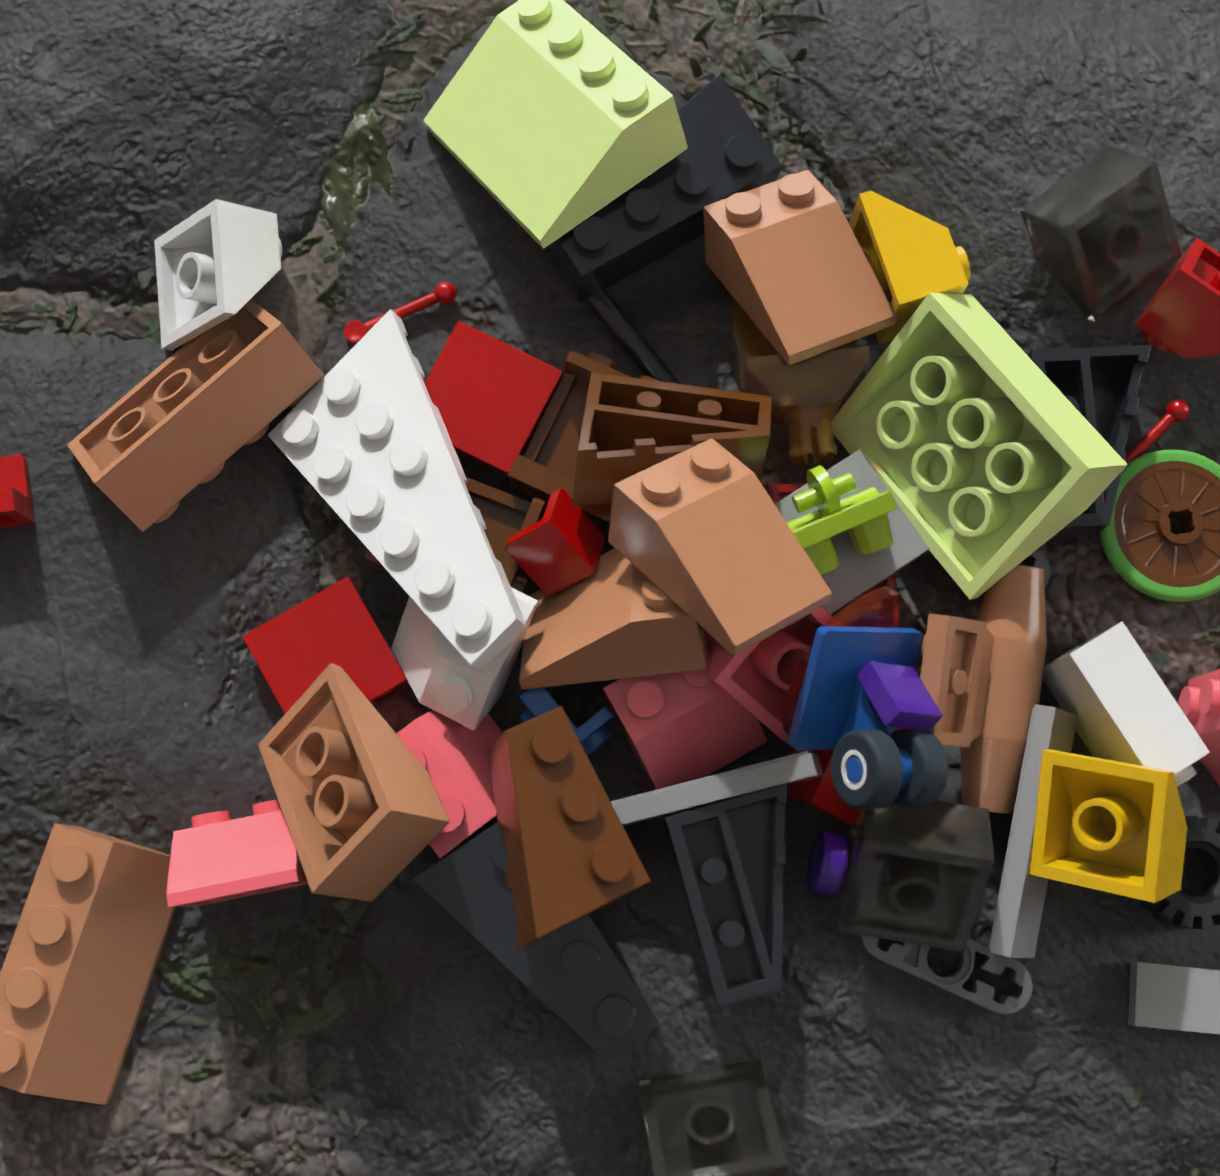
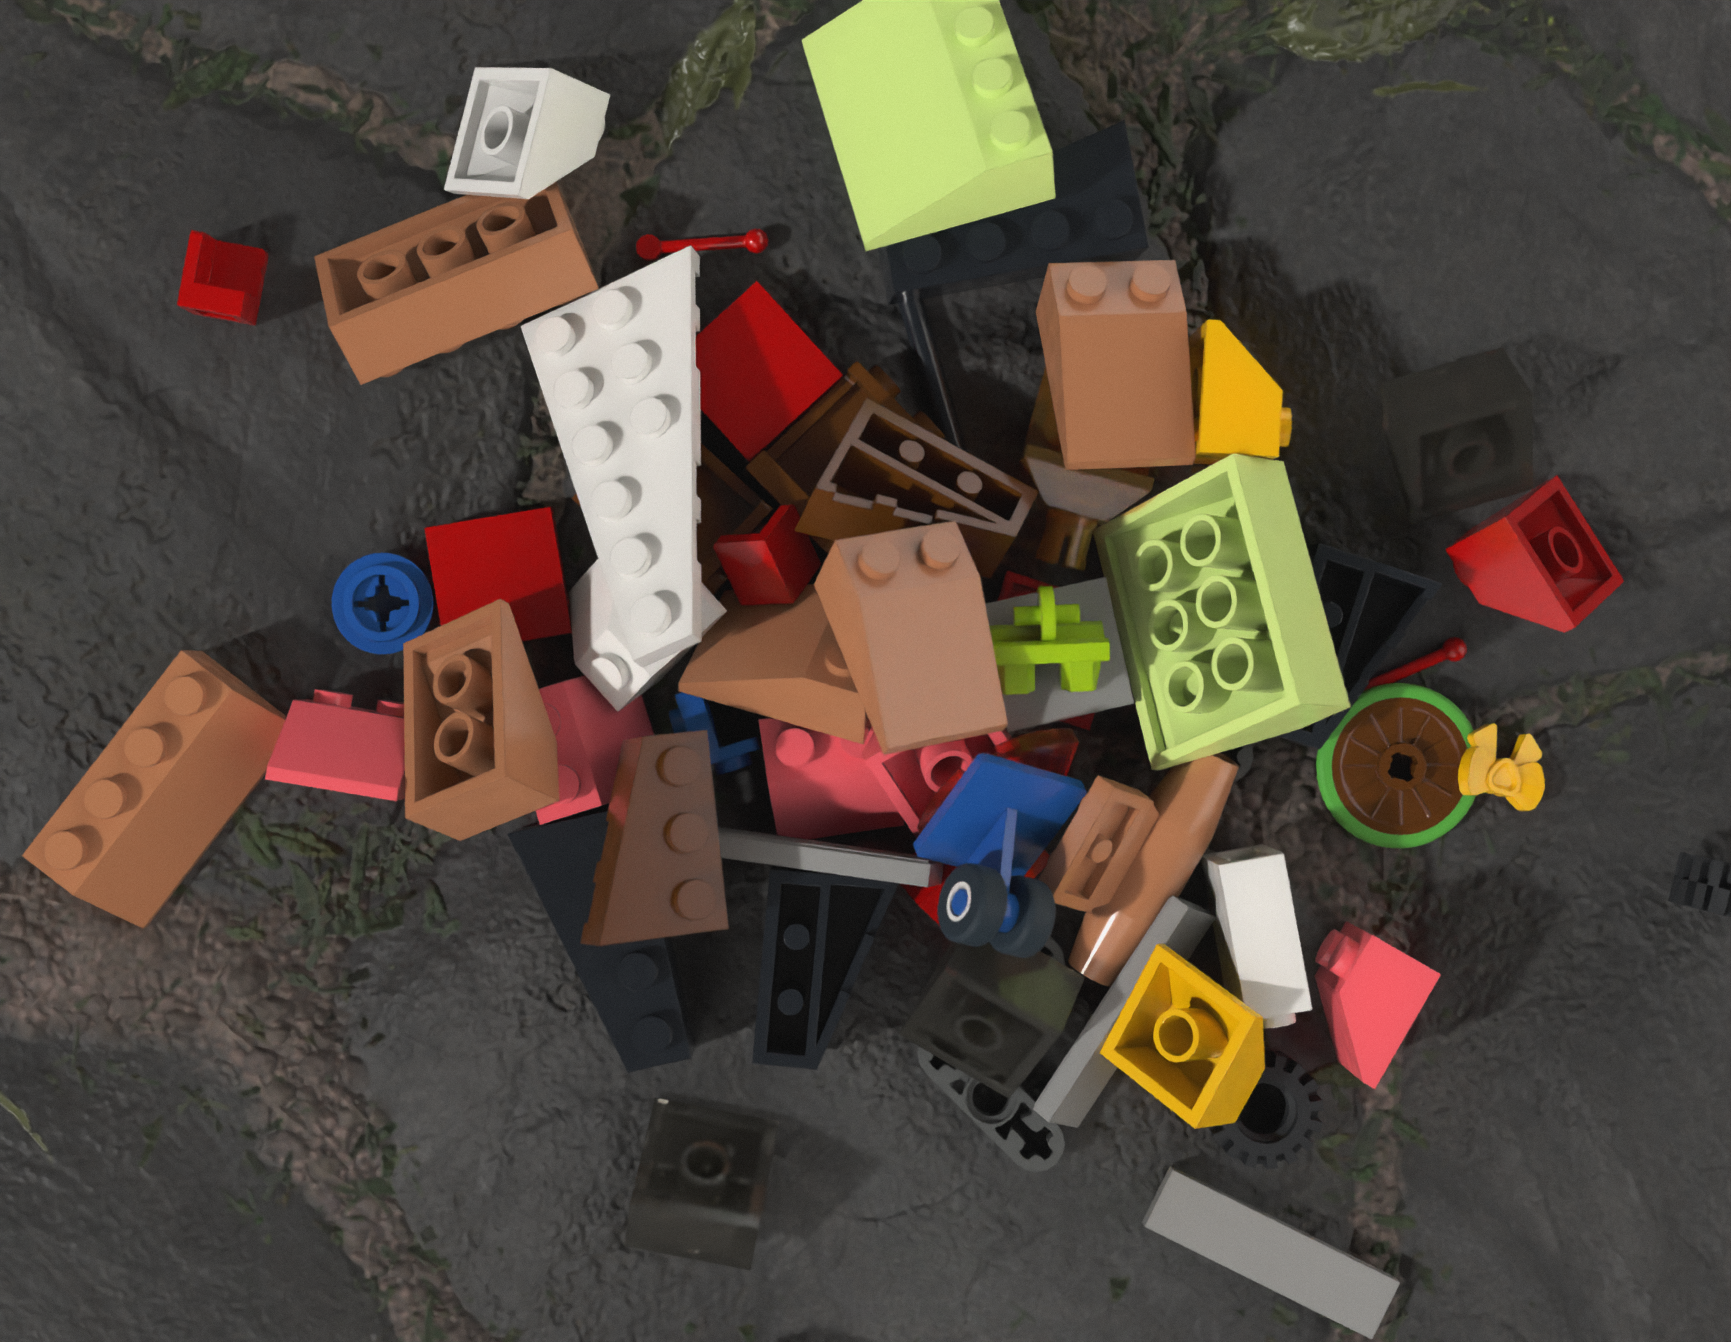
camera: 15 degrees right, 10 degrees up
(203, 708) = (363, 581): none -> blue gear
(827, 863) = (913, 966): dark purple tile -> none
(899, 696) = (1034, 845): dark purple tile -> none

